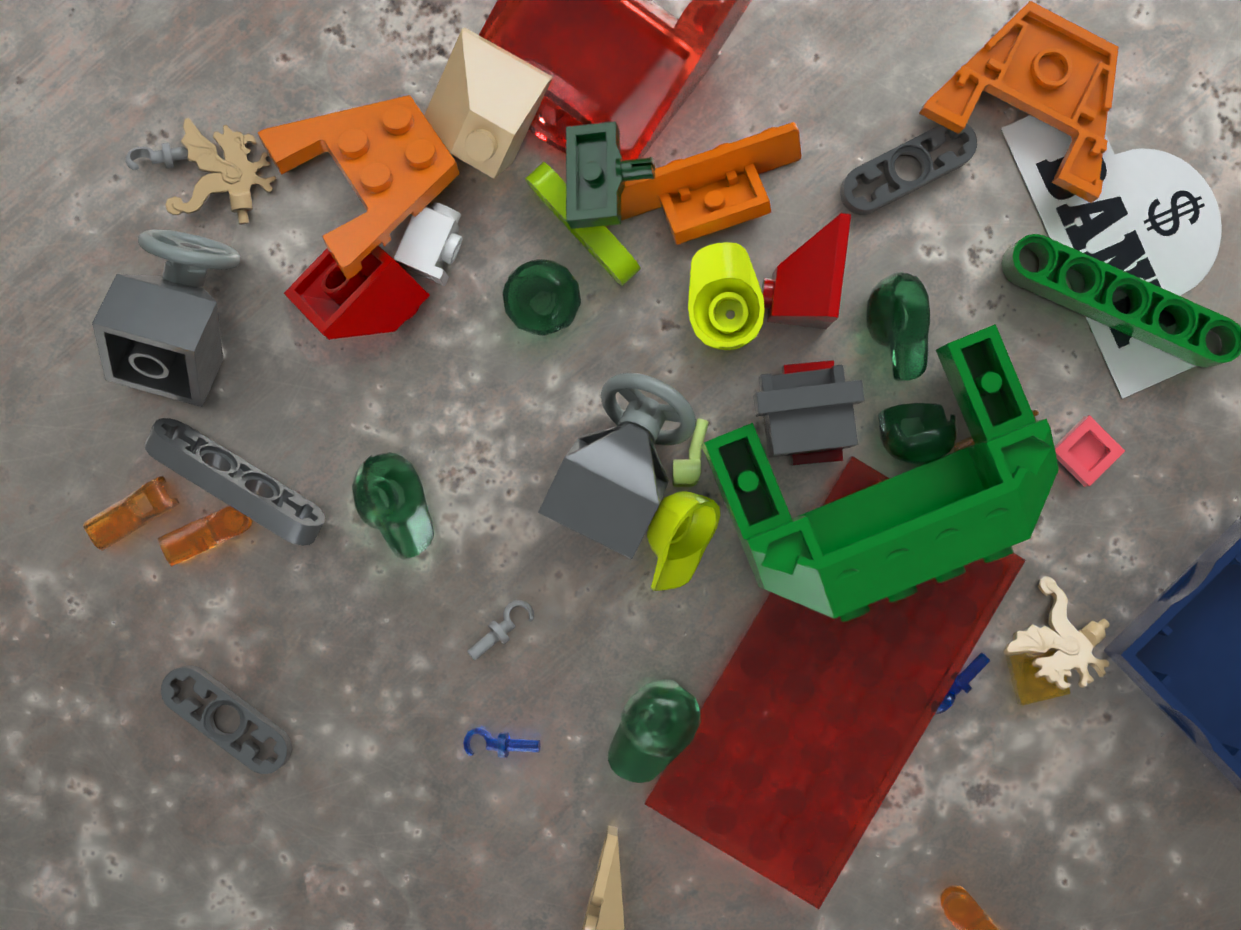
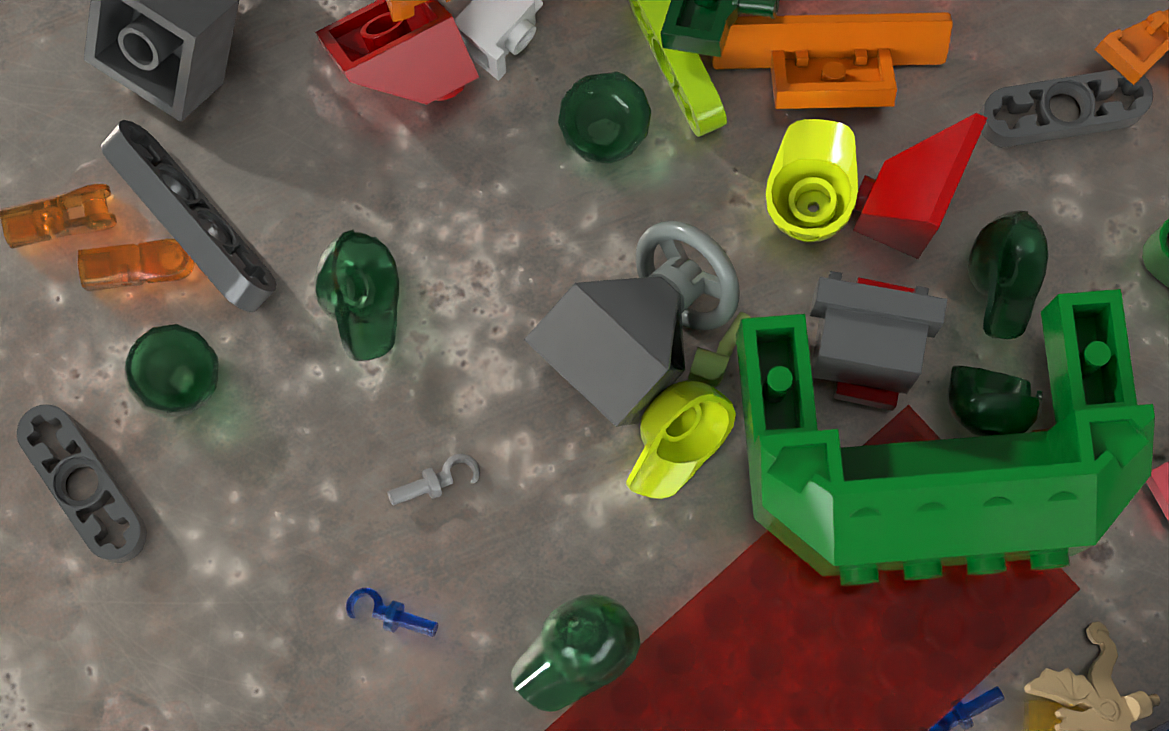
camera: 20 degrees right, 10 degrees down
(266, 612) = (171, 371): none -> clear green hair

